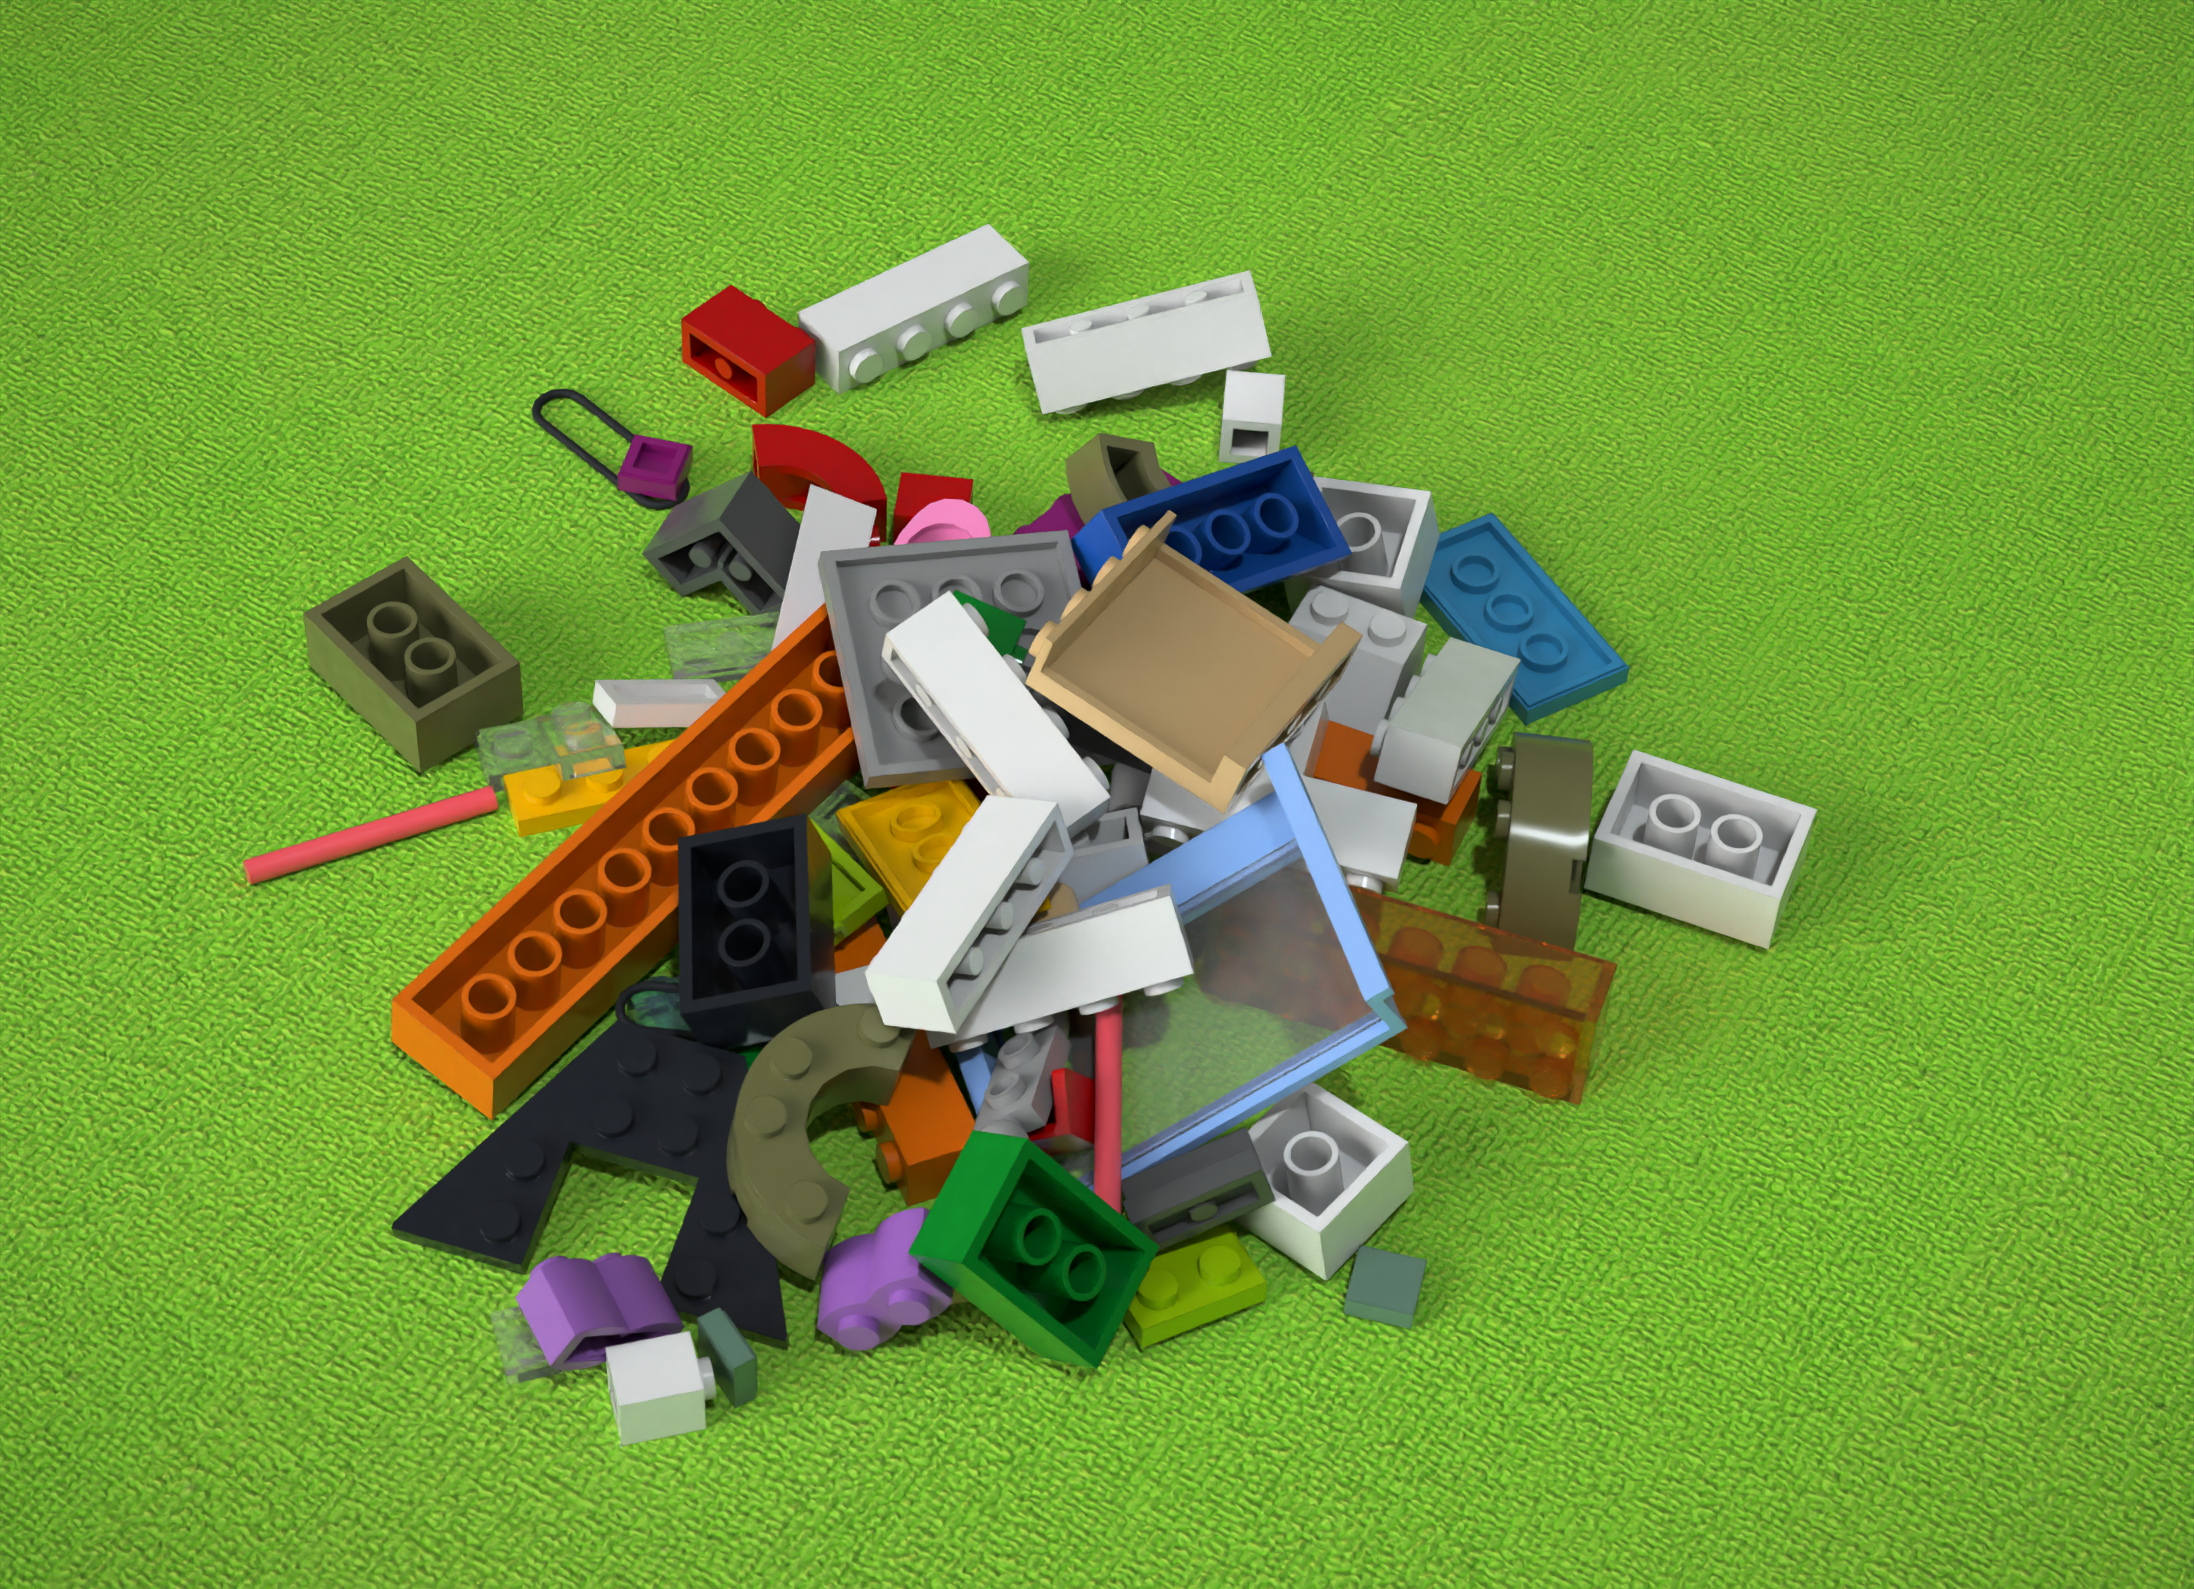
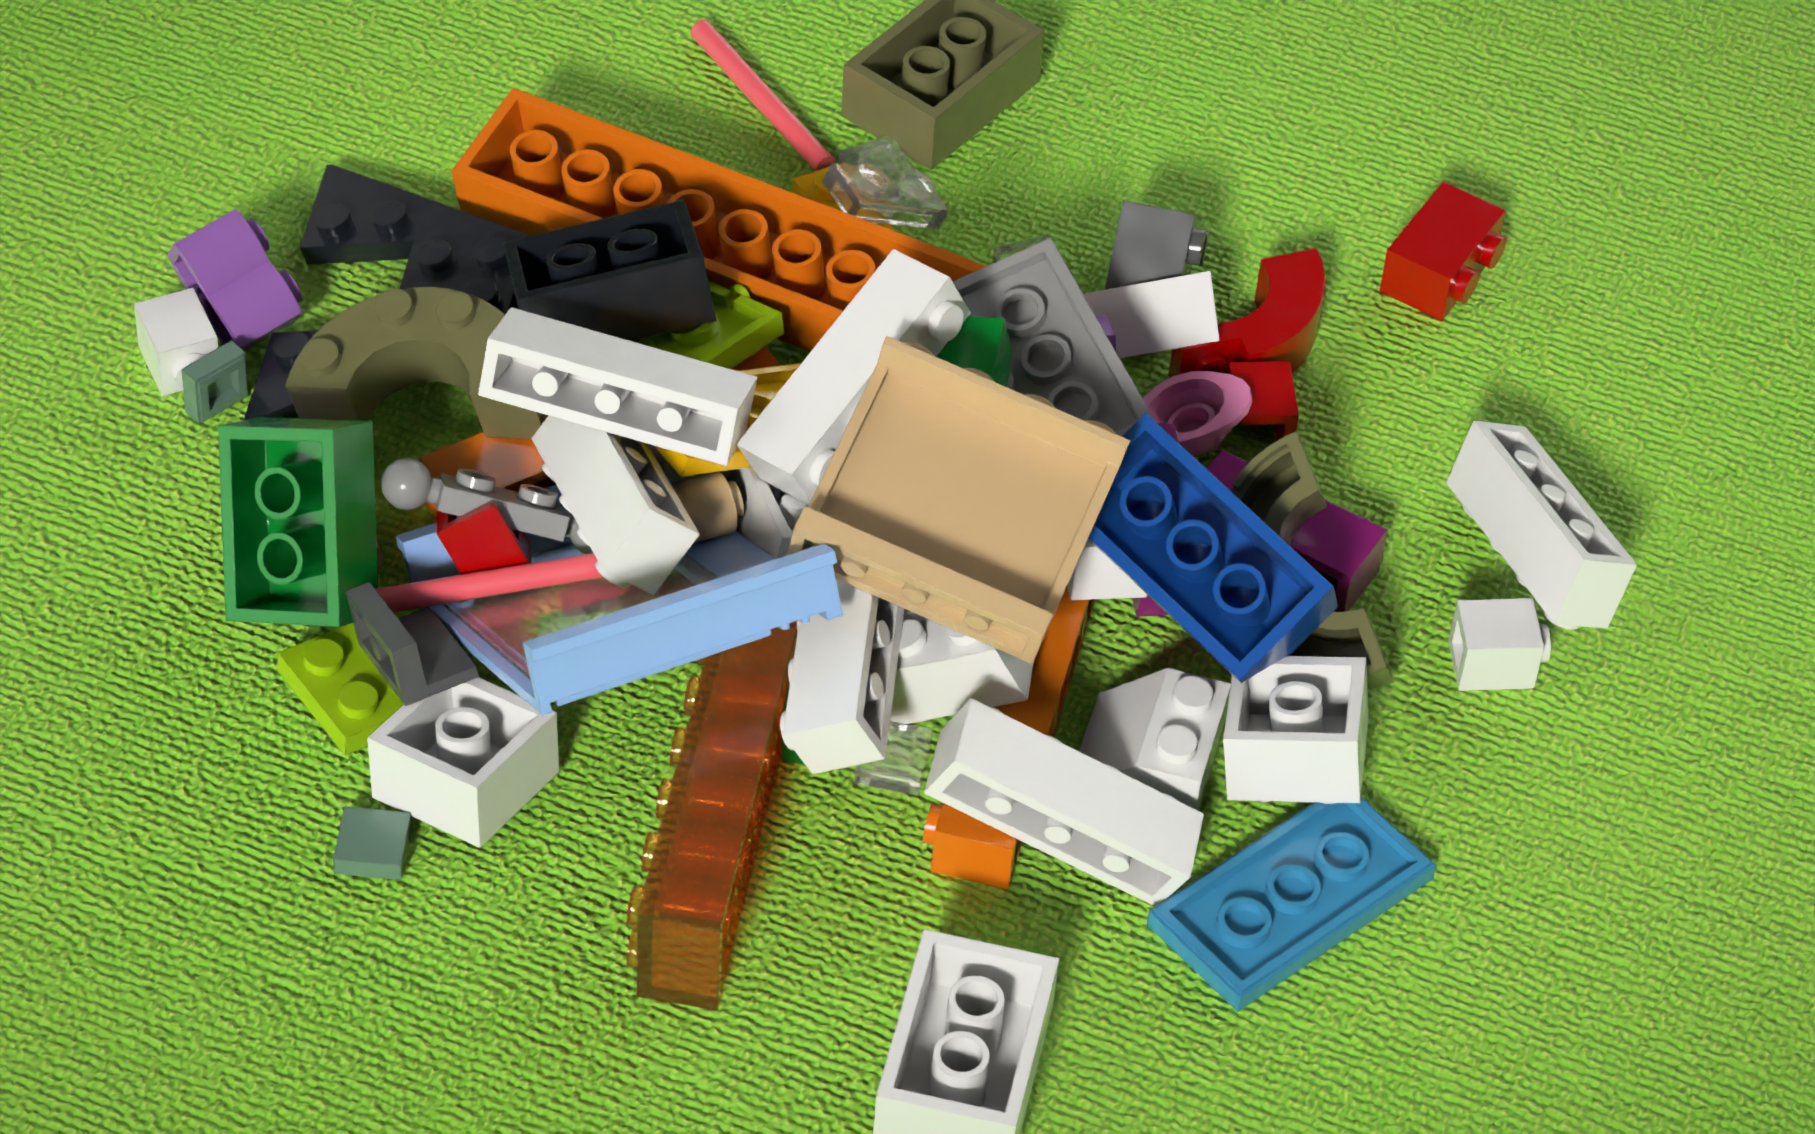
camera: 80 degrees right, 0 degrees up
(593, 462) = (1312, 199): black piece -> none
(655, 467) = (1266, 211): magenta tile -> none
(655, 701) = (941, 221): white tile -> none
(915, 308) = (1554, 365): white brick -> none
(1544, 836) = (954, 885): olive brick -> none

